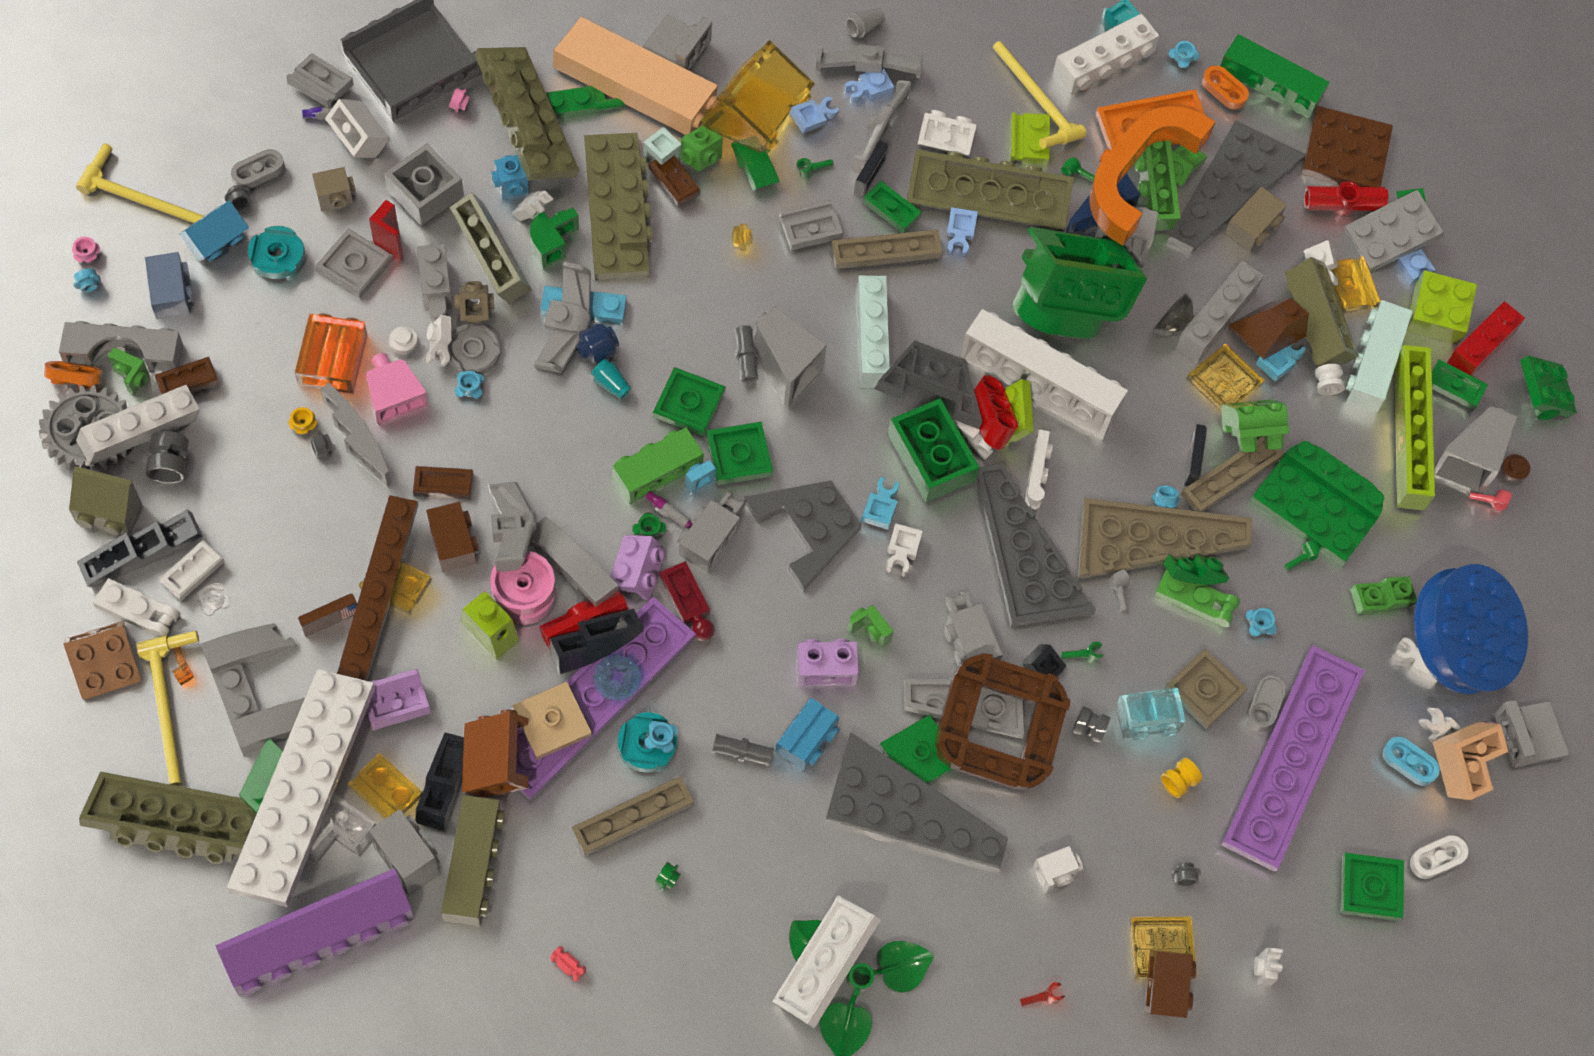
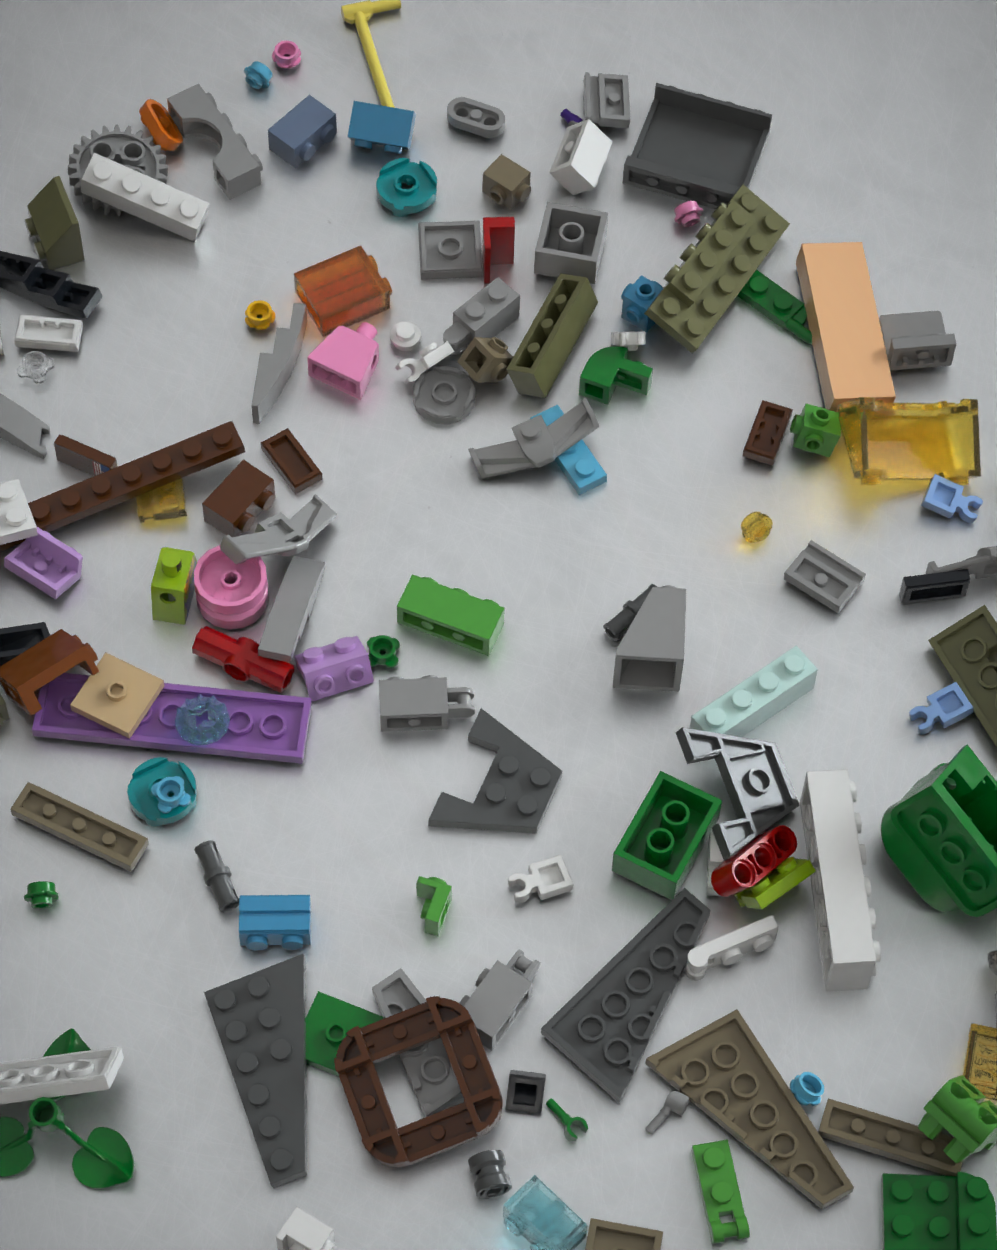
camera: 60 degrees right, 5 degrees down
(130, 368) = (198, 166): bright green bracket -> none
(167, 457) = (128, 247): dark grey wheel -> none
(196, 375) = (229, 207): reddish brown plate -> none
(238, 197) = (435, 123): dark grey plate -> none
(320, 444) = (247, 343): dark grey plate -> none
(469, 377) = (405, 407): medium azure plate -> none
(594, 640) = (222, 675): black slope -> none
(597, 343) = (533, 483): dark blue head -> none
(610, 378) = (508, 519): teal cone -> none
(617, 205) = (697, 407): olive plate -> none
(661, 147) = (786, 395): light aqua panel -> none
(667, 510) = (414, 653): light grey piece -> none
(688, 599) = (333, 730): dark red plate -> none
(689, 401) = (541, 598): green plate -> none
(700, 476) = (469, 656): medium azure plate -> none
(739, 453) = (523, 674): green plate -> none
(756, 165) = (842, 492): green slope -> none
(806, 163) = (889, 537): green hand -> none
(827, 663) = (363, 889): lavender brick -> none
(881, 506) = (569, 833): medium azure plate -> none
(886, 249) = (859, 658): dark tan plate -> none
(892, 207) = (910, 632): green plate -> none
(1195, 454) = (881, 1086): black tile -> none
(1199, 571) = (750, 1176): green slope -> none

